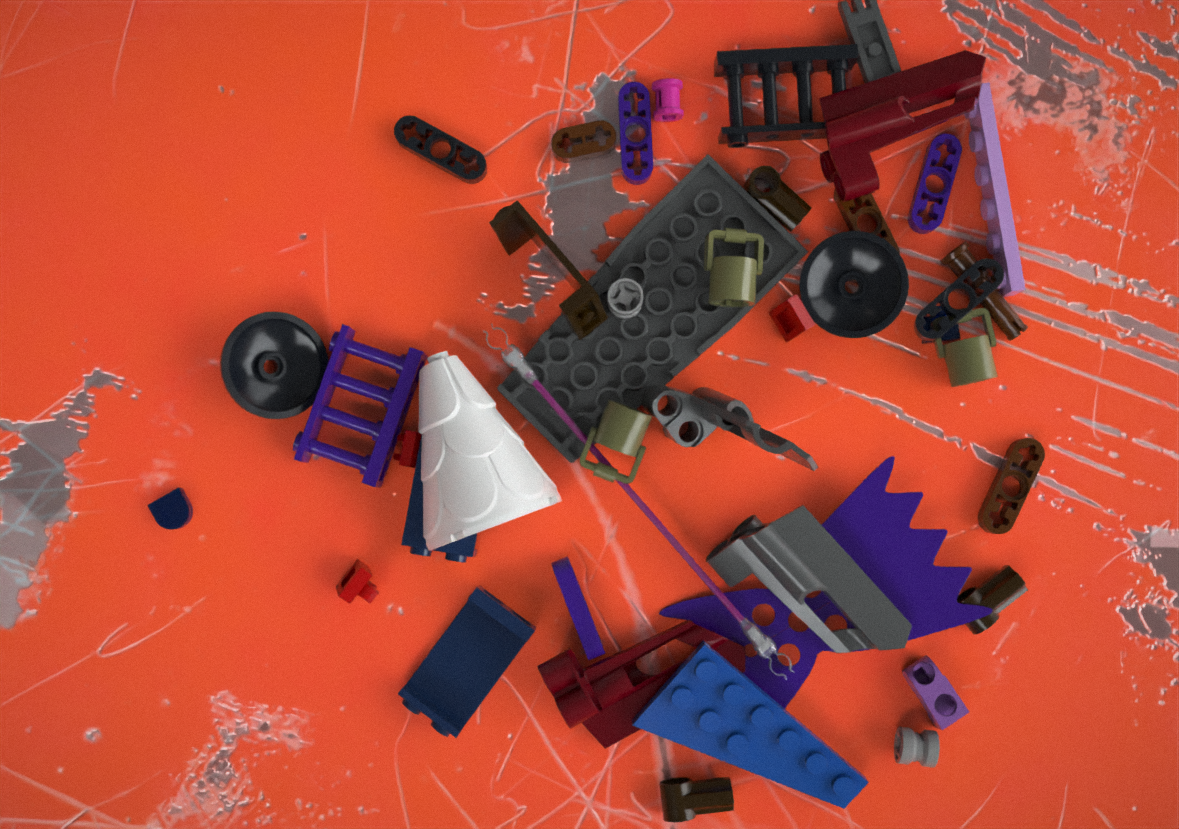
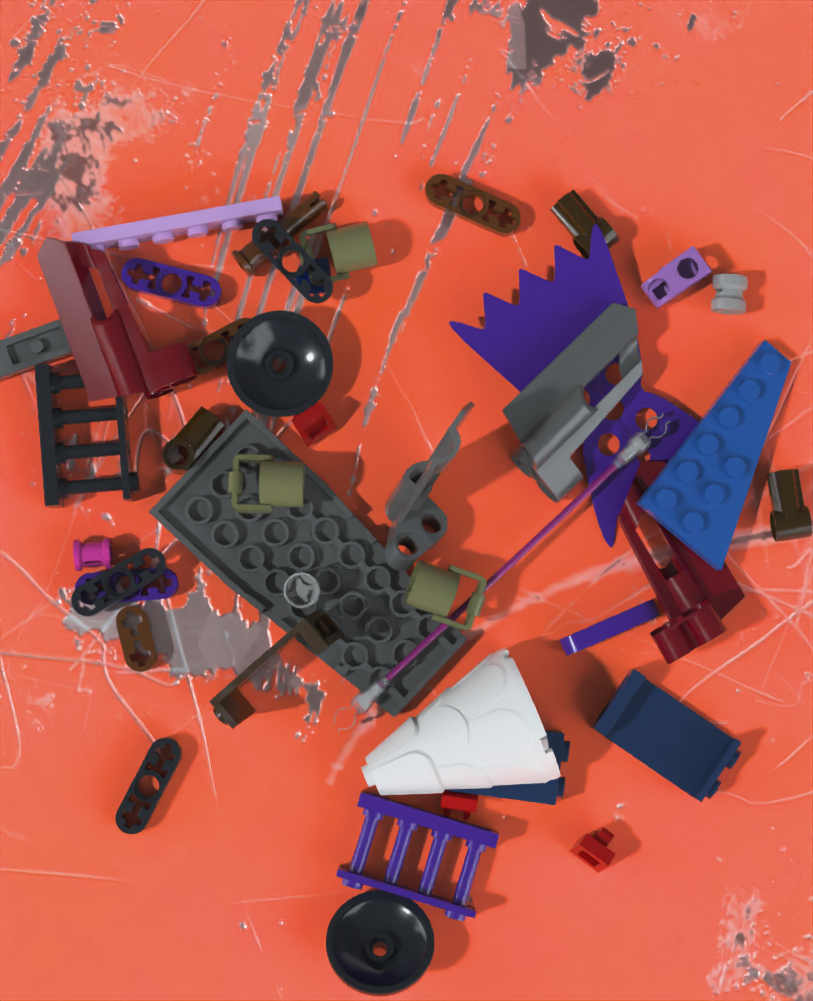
camera: 95 degrees left, 0 degrees up
(635, 96) = (92, 588): none -> black beam

